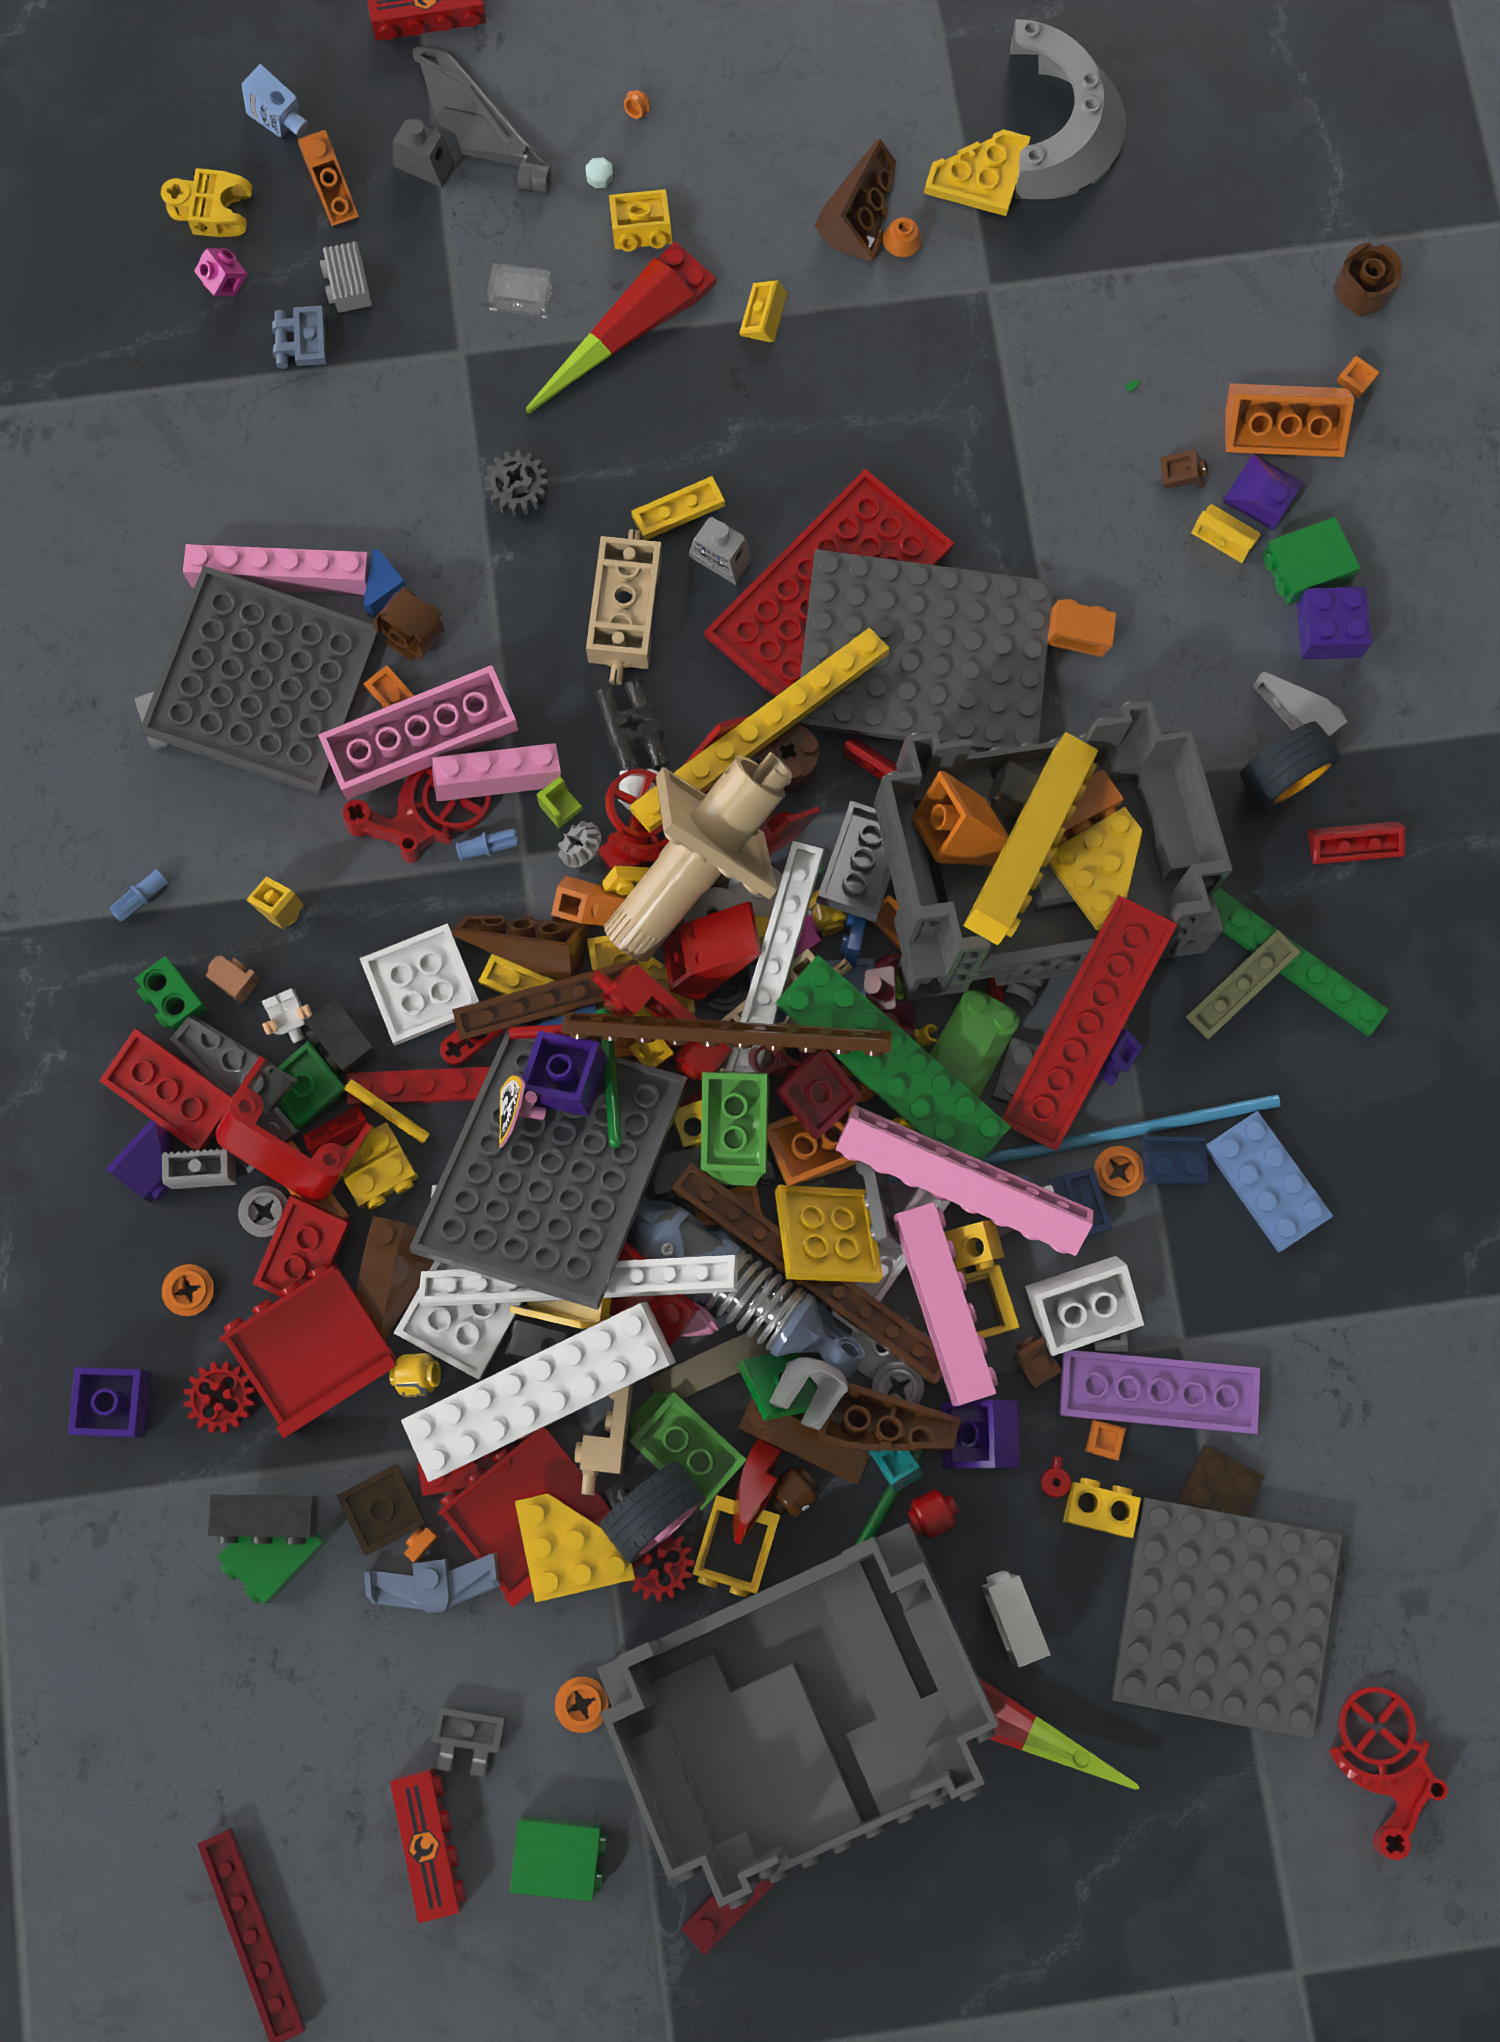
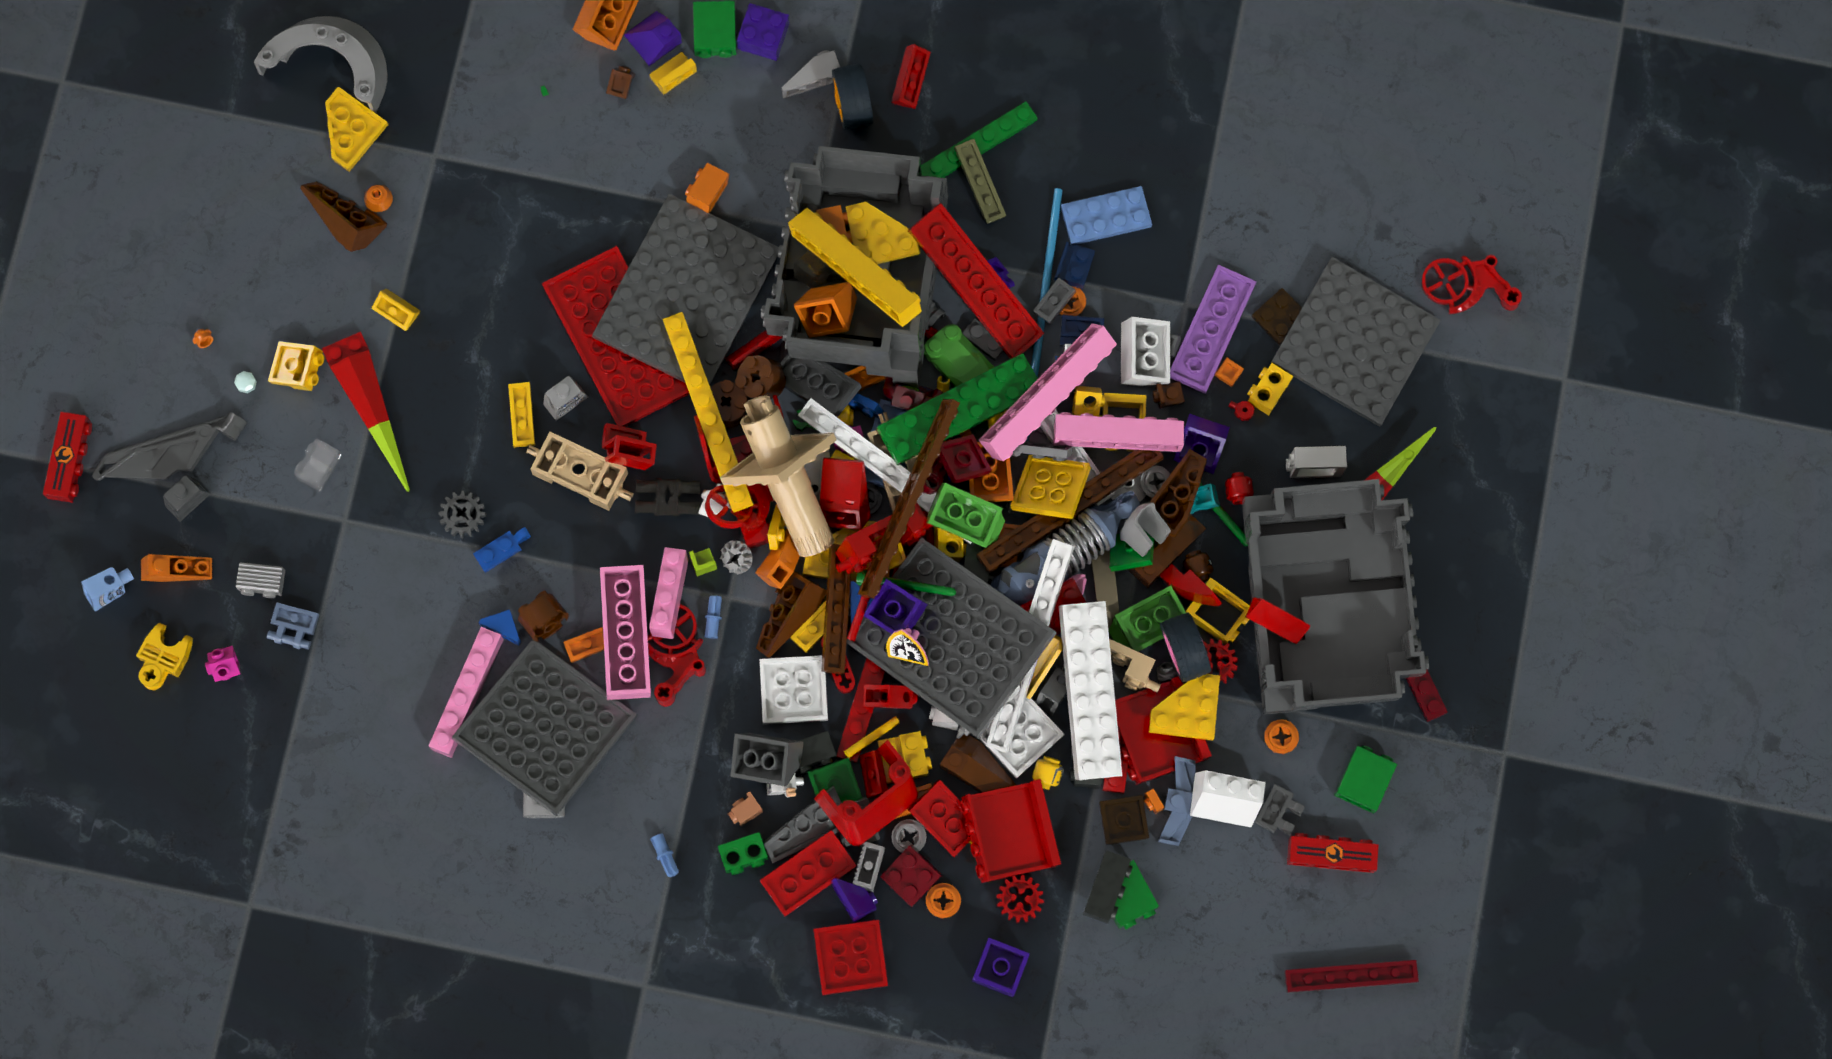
camera: 75 degrees left, 0 degrees up
(68, 1190) = (850, 957): none -> red plate
(208, 1233) = (911, 875): none -> dark red plate
(276, 902) = (706, 763): yellow slope -> none
(304, 975) = (765, 758): none -> dark grey slope
(445, 1110) = (898, 696): none -> red torso
(457, 1652) = (1226, 798): none -> white slope
(488, 547) = (501, 549): none -> blue plate
(677, 646) = (627, 447): none -> red piece
(736, 1637) = (1277, 620): none -> red slope
(840, 786) = (760, 377): none -> reddish brown brick
(1108, 1147) = (1054, 301): none -> dark grey plate

